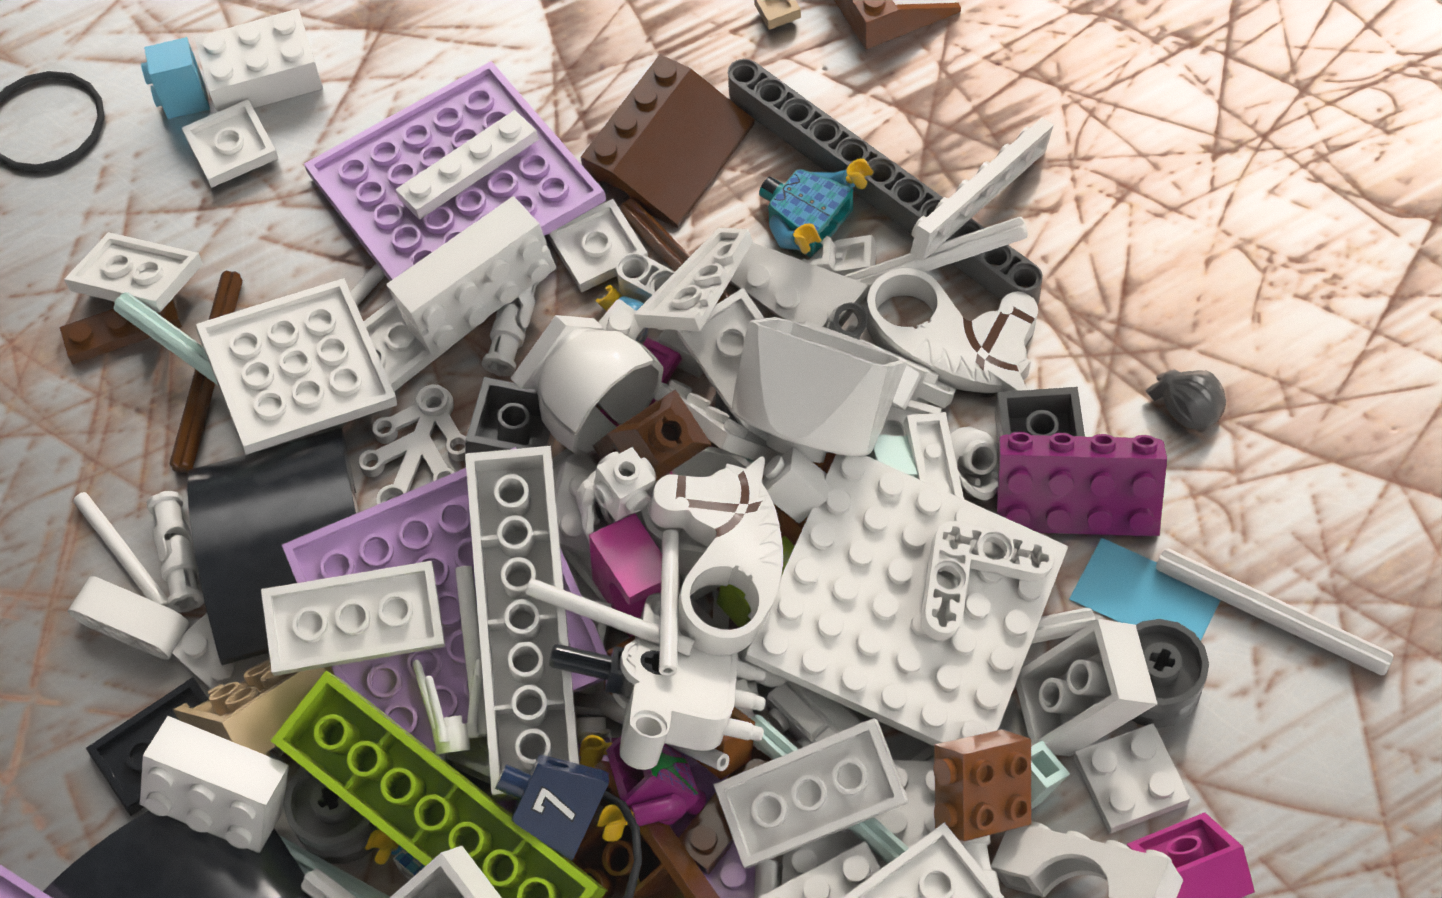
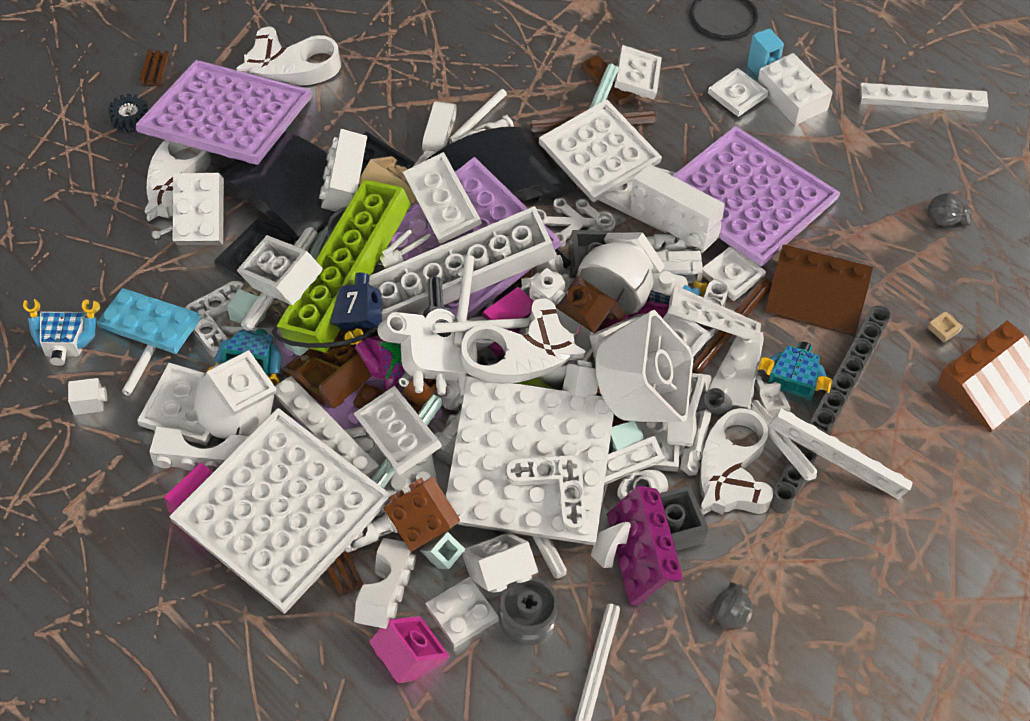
camera: 70 degrees right, 5 degrees down
(467, 164) = (758, 194): white plate -> none
(564, 298) = (683, 263): none -> white brick
(1065, 526) = (607, 542): none -> white slope
(1134, 591) = (585, 604): medium azure sticker -> none

